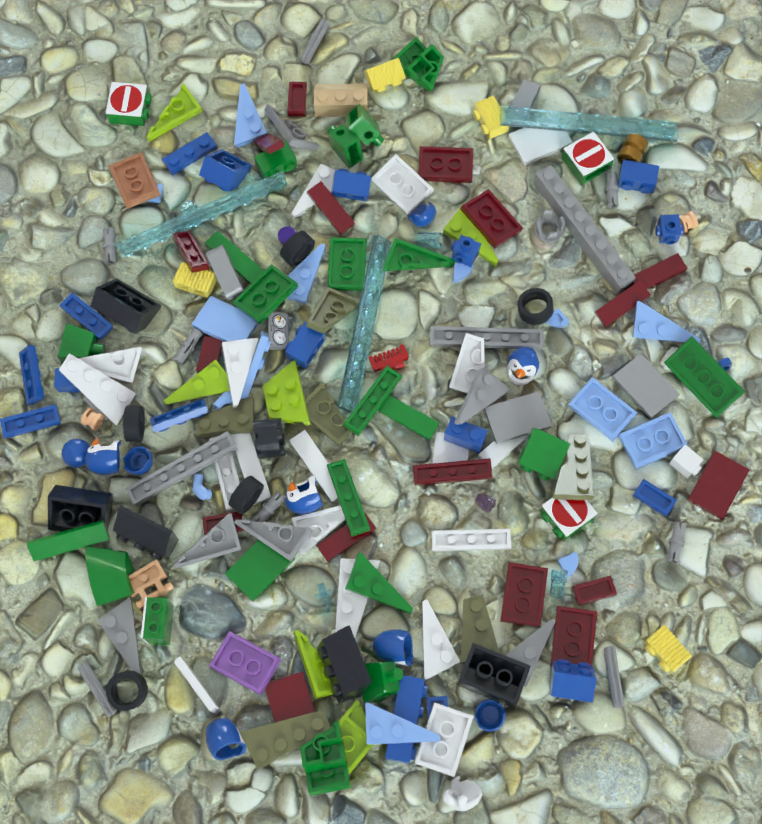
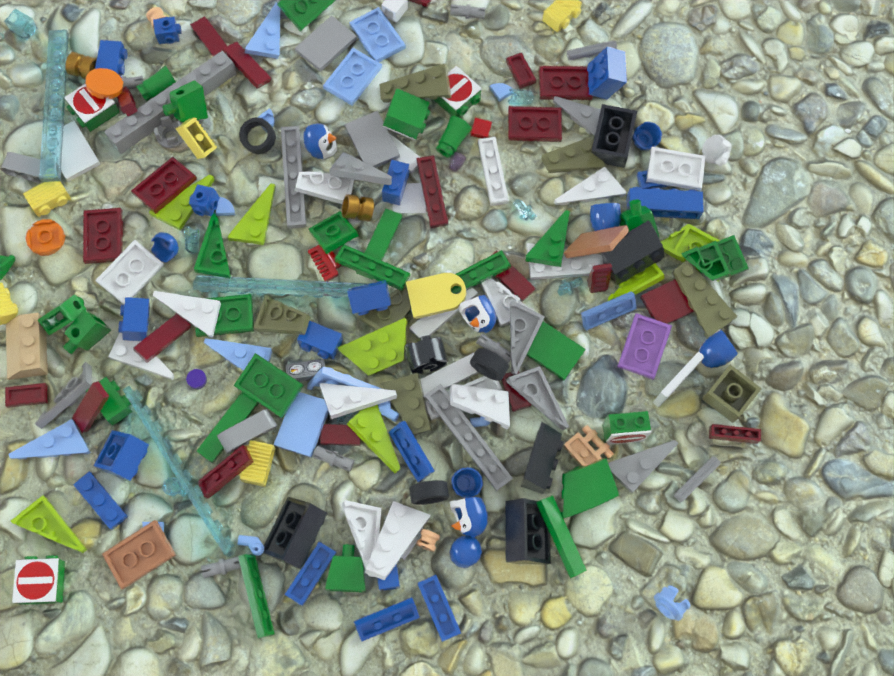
camera: 105 degrees left, 0 degrees up
(77, 269) = (256, 595): none -> green tile
(112, 695) = (706, 441): black tyre -> none
(125, 272) = (253, 543): none -> light blue arm
(133, 738) = (734, 433): none -> dark red piece
(173, 741) = (731, 393): none -> olive brick
(211, 485) = (482, 401): none -> white wing
(289, 632) = (608, 310): none -> medium blue tile
(297, 248) = (214, 360): black tyre -> none
(324, 626) = (599, 278): none -> dark red slope
(331, 454) = (434, 295): none -> light yellow tile
(336, 390) = (369, 297): none -> blue brick
(351, 239) = (198, 311): none -> white wing
(360, 625) = (596, 242): none -> nougat tile
(388, 728) = (679, 209): light blue wing -> none
(417, 368) = (333, 232): none -> green tile
(419, 564) = (525, 211): none -> clear light blue piece
(439, 393) = (355, 207): none -> pearl gold wheel
(442, 299) = (255, 222): none -> lime wing
(450, 116) = (45, 237): none -> orange tile
(513, 501) = (453, 136): none -> green plant
(523, 535) = (481, 128): none -> red tile
(534, 246) = (196, 138): none -> light yellow brick
(574, 239) = (187, 102): none -> green torso
(584, 187) = (127, 102): none -> dark red piece
(604, 166) = (104, 83): none -> orange tile
(606, 218) = (156, 83): none -> green plant
(654, 498) = (430, 30): blue tile -> none
(687, 98) = (21, 24): none -> clear light blue brick

